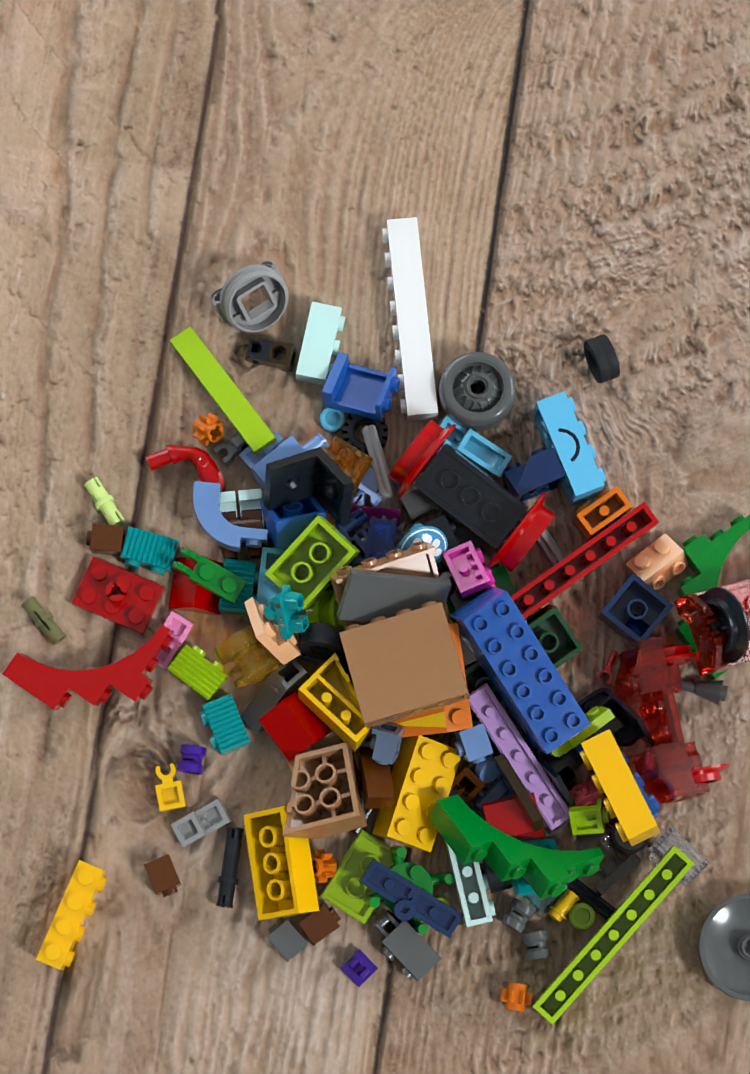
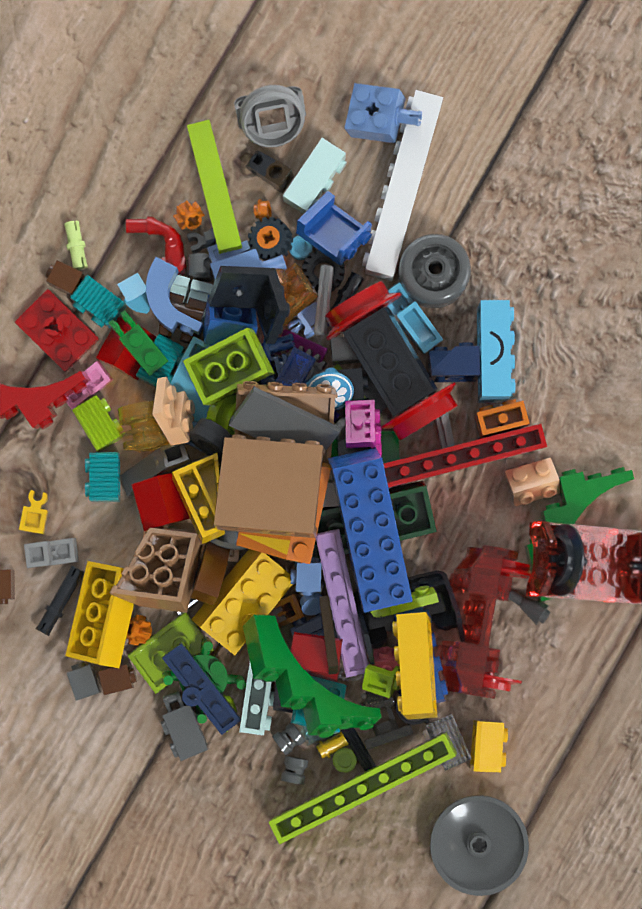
camera: 25 degrees right, 5 degrees up
(184, 527) = (135, 293): none -> medium azure tile
(193, 753) = (65, 490): dark purple wheel -> none
(239, 476) = (199, 267): none -> dark grey leg
(280, 396) = (262, 209): none -> orange plate
(283, 612) = (186, 401): teal hips -> none
(306, 427) = (276, 245): none -> black wheel
(359, 968) = (136, 729): dark purple tile -> none
(368, 263) = (367, 123): none -> medium blue brick
(386, 742) = (230, 548): sand blue brick -> none
(398, 444) = (349, 289): none -> black pin
(516, 997) = (259, 807): orange gear -> none
(601, 358) = (555, 283): black tyre -> none
(608, 667) = (453, 555): red hand -> none
(635, 610) = (496, 515): dark blue slope -> none
(719, 844) = (488, 746): none -> yellow slope

